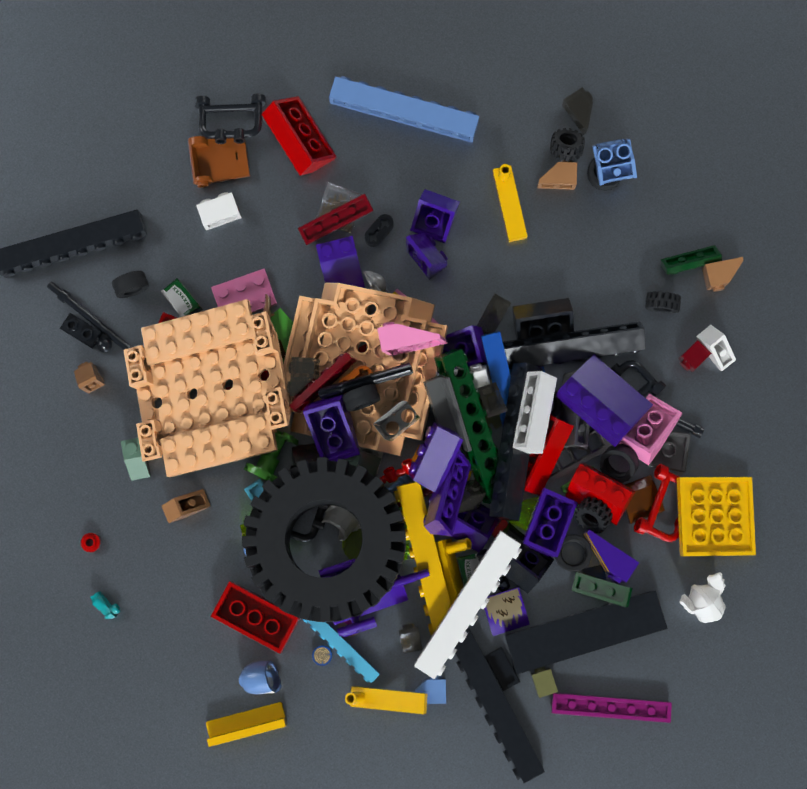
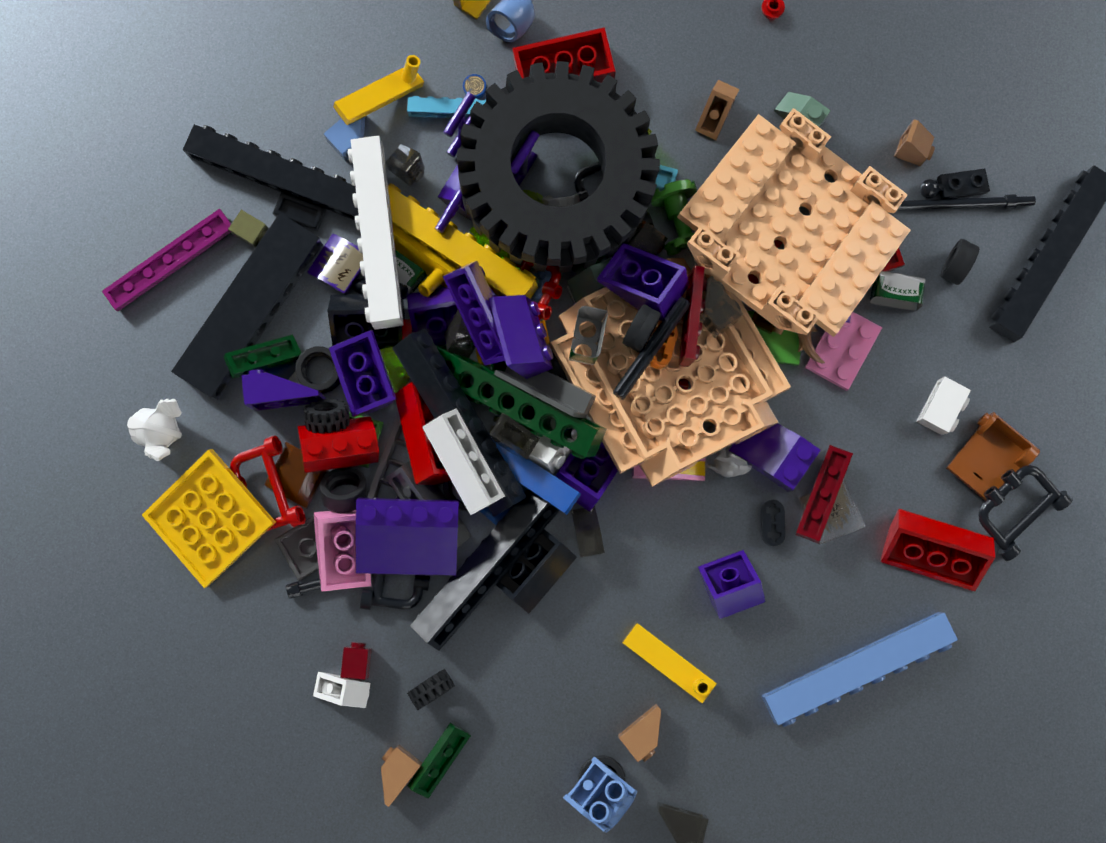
camera: 135 degrees right, 0 degrees up
(401, 339) = (654, 413): bright pink slope -> none
(425, 254) = (706, 535): dark purple slope -> none
(567, 144) = (672, 781): black tyre -> none

